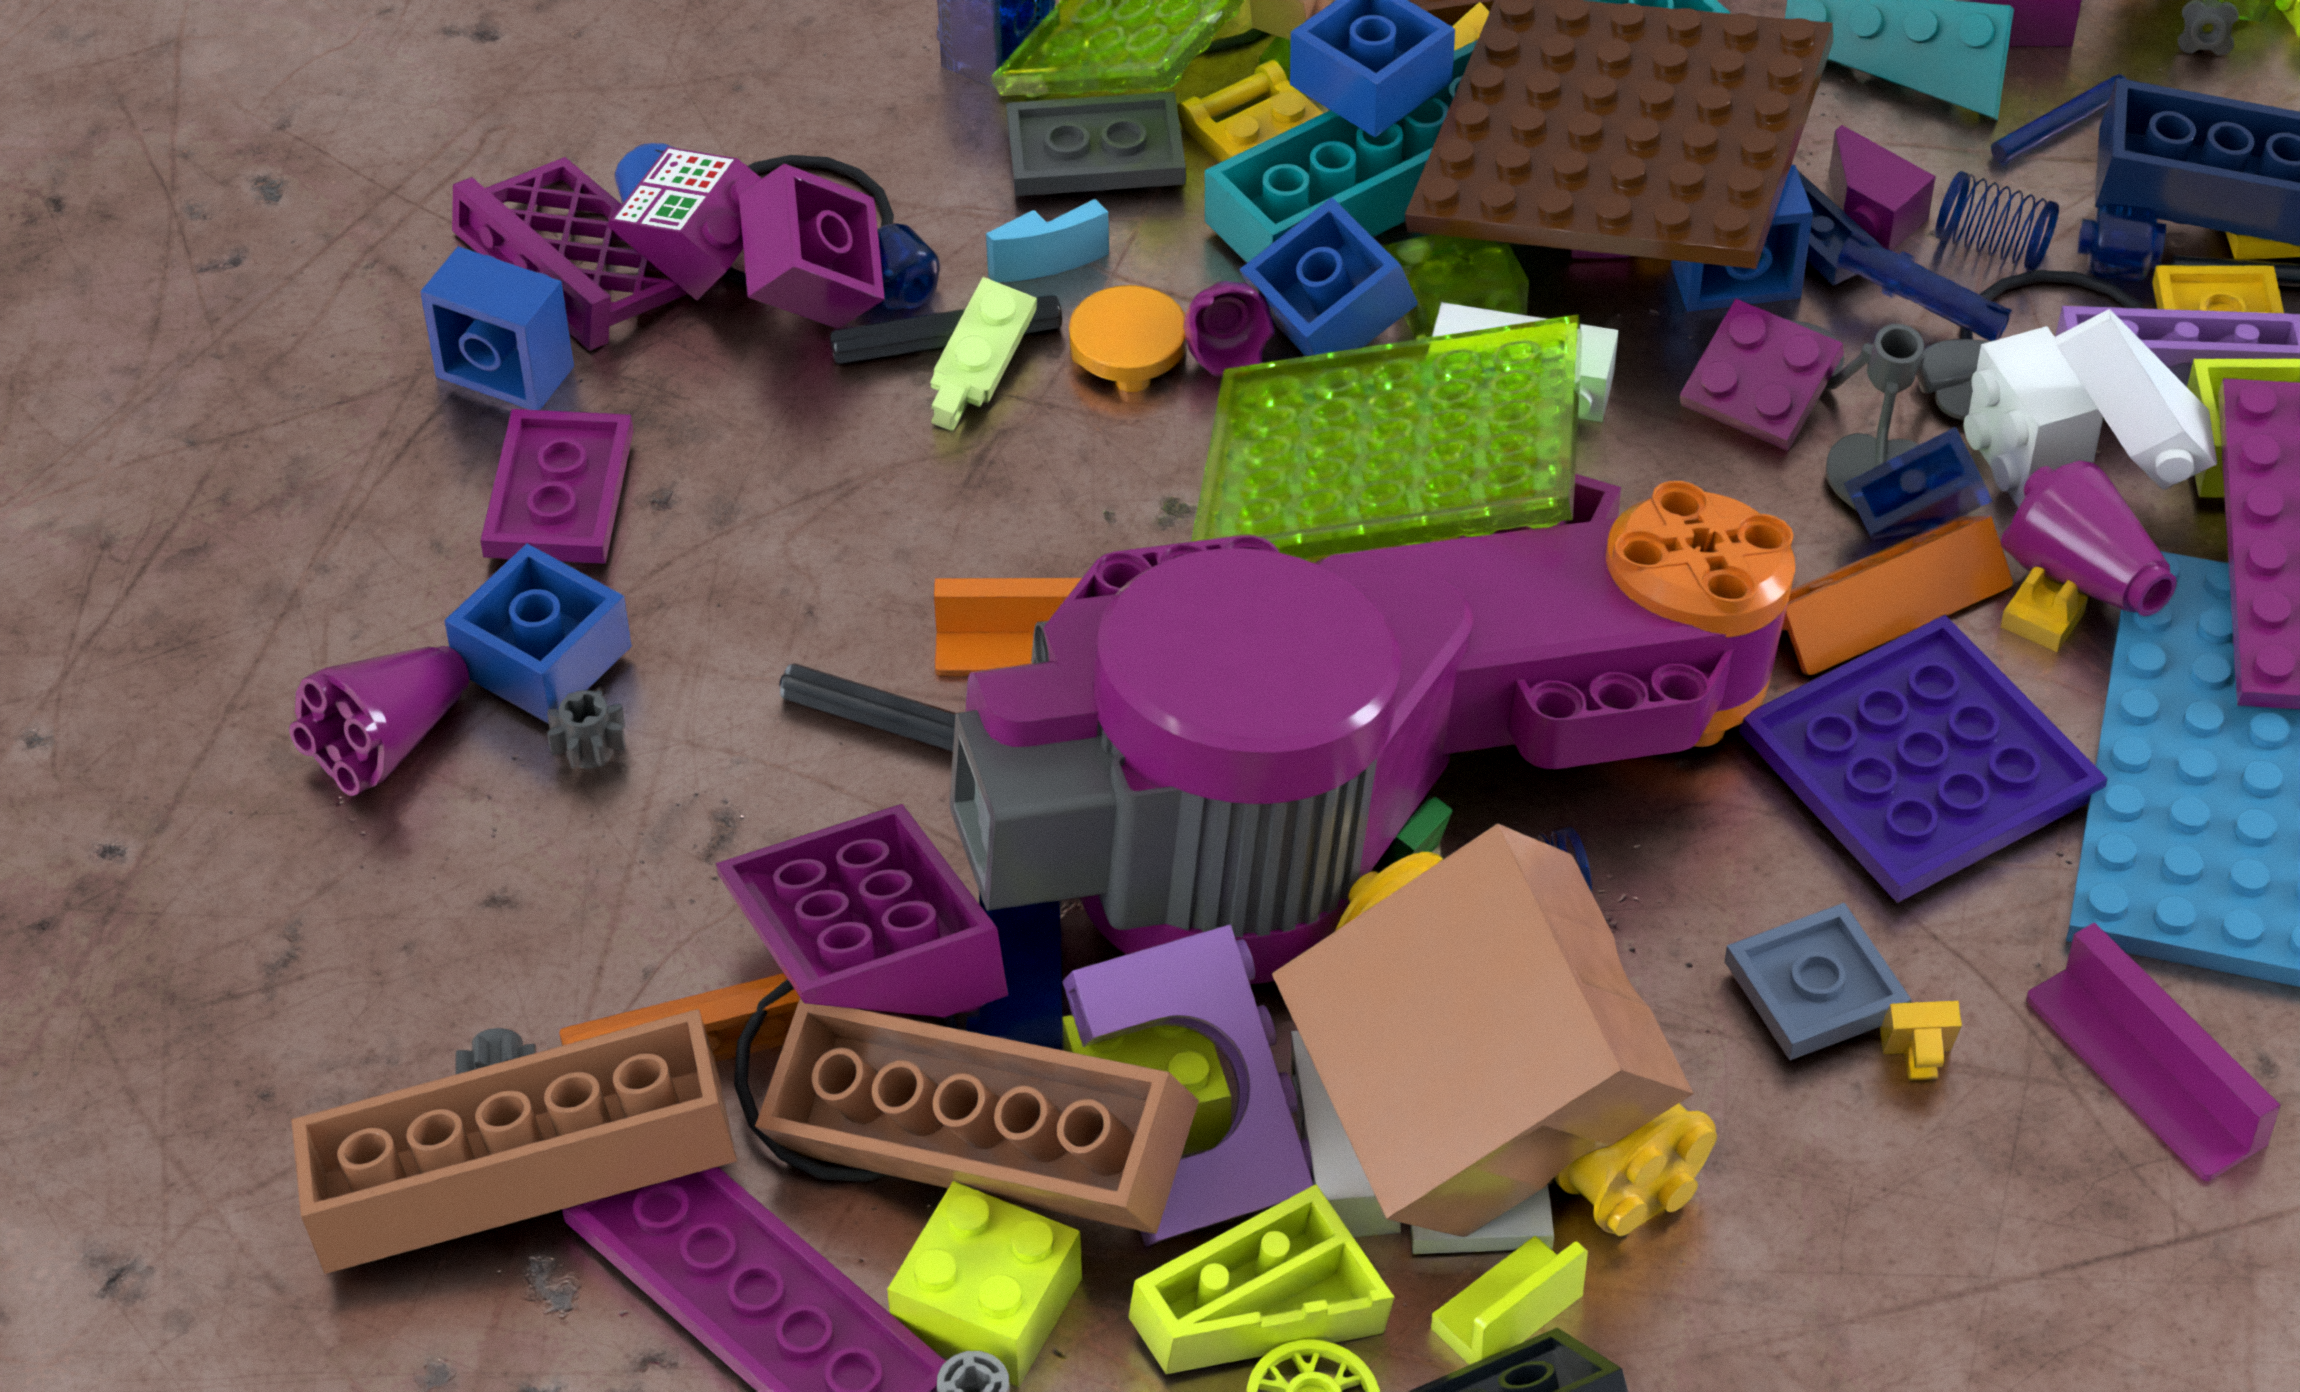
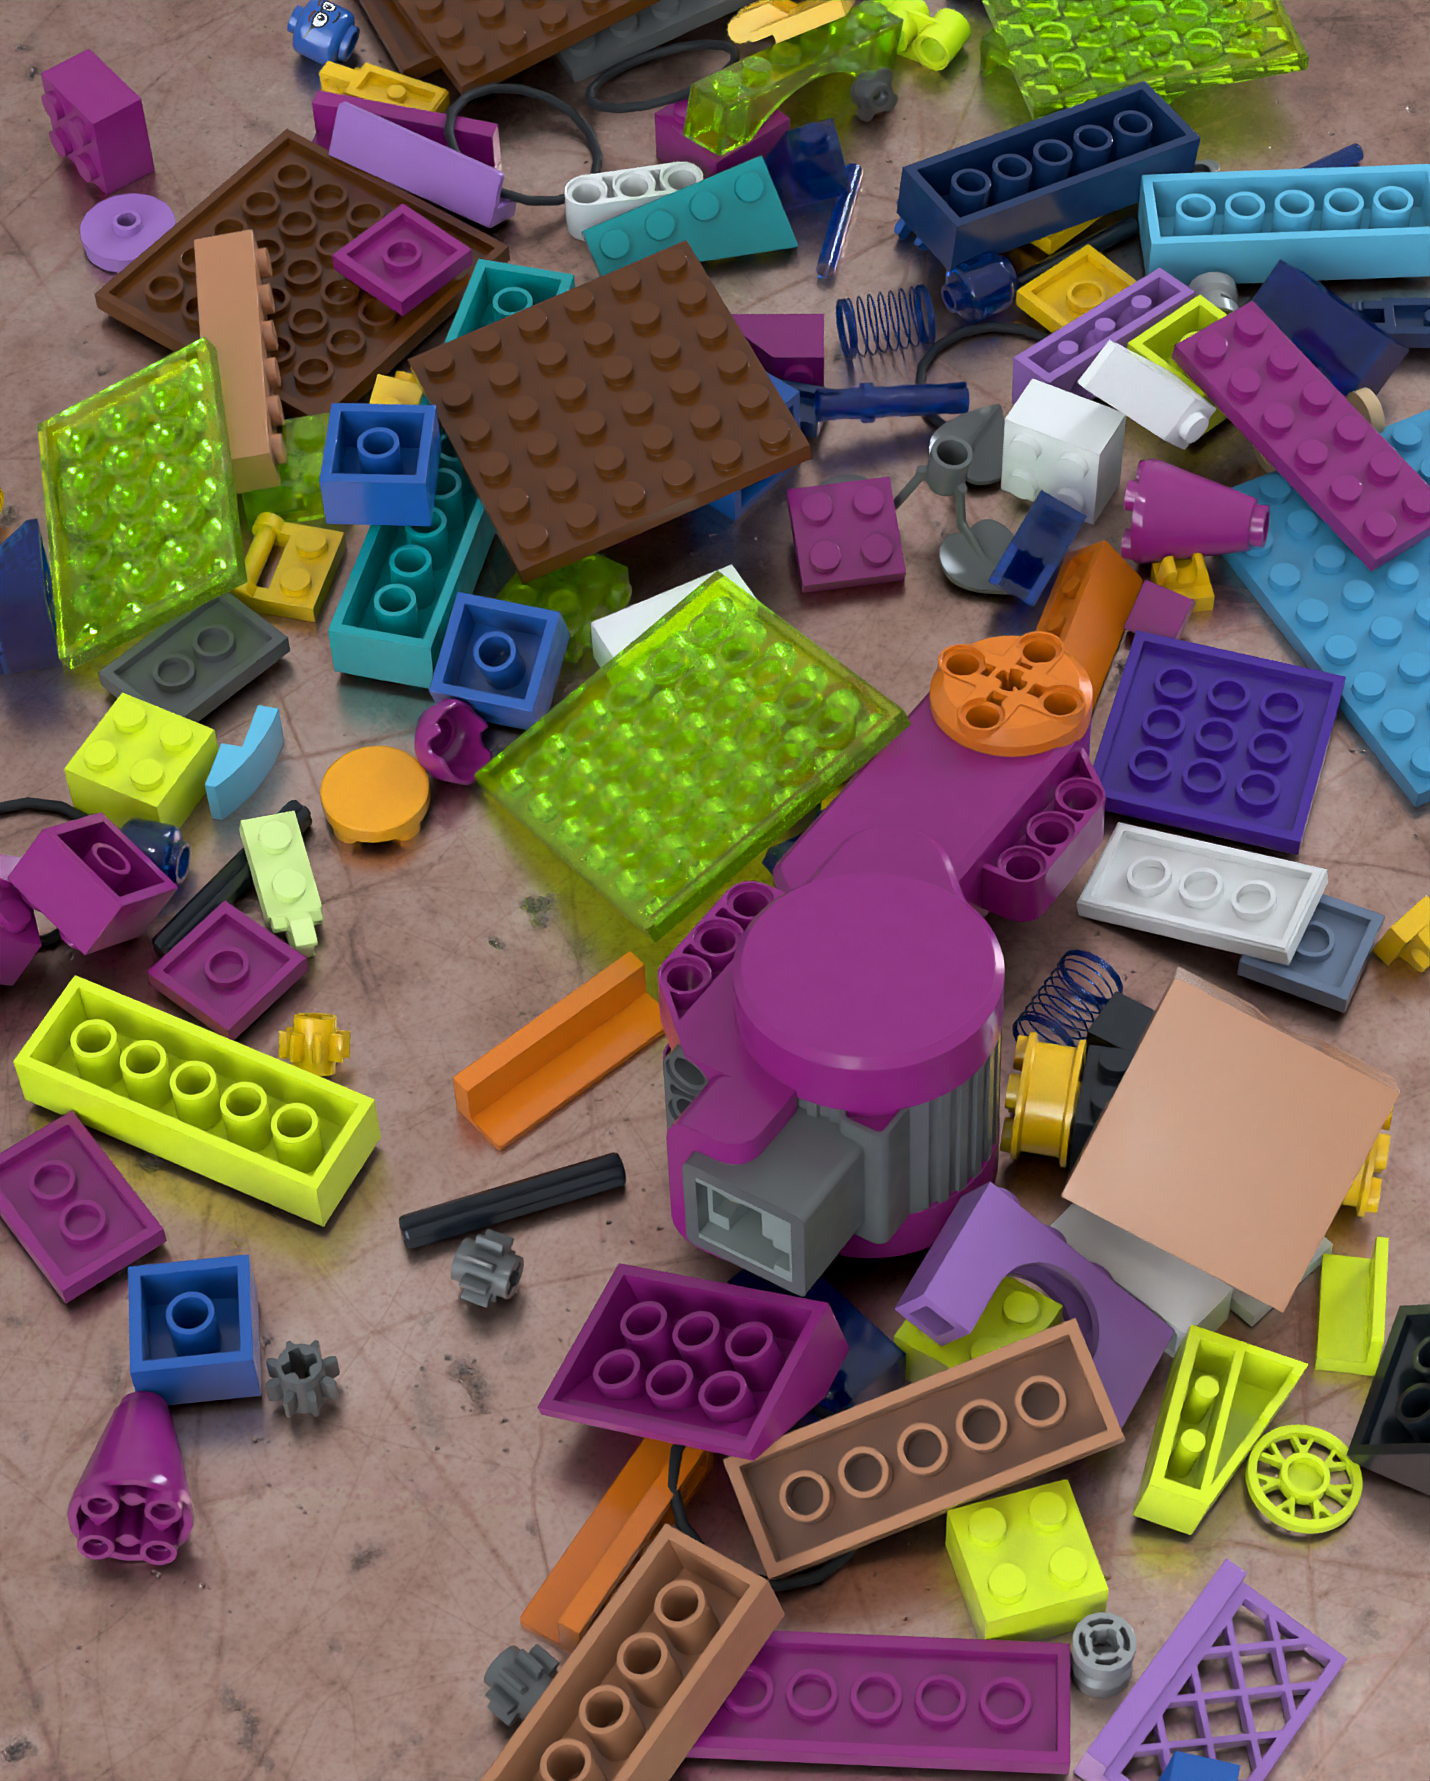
camera: 40 degrees left, 5 degrees up
(729, 470) = (199, 1099): none -> neon yellow brick
(812, 746) = (487, 1268): none -> dark grey gear
(864, 393) = (227, 971): none -> magenta plate
(865, 488) = (314, 1043): none -> yellow gear
(958, 191) = (142, 764): none -> neon yellow brick
(1759, 869) = (1203, 893): none -> white tile
(1988, 616) = (1159, 611): none -> magenta tile
(2065, 50) = (808, 165): none -> clear blue slope

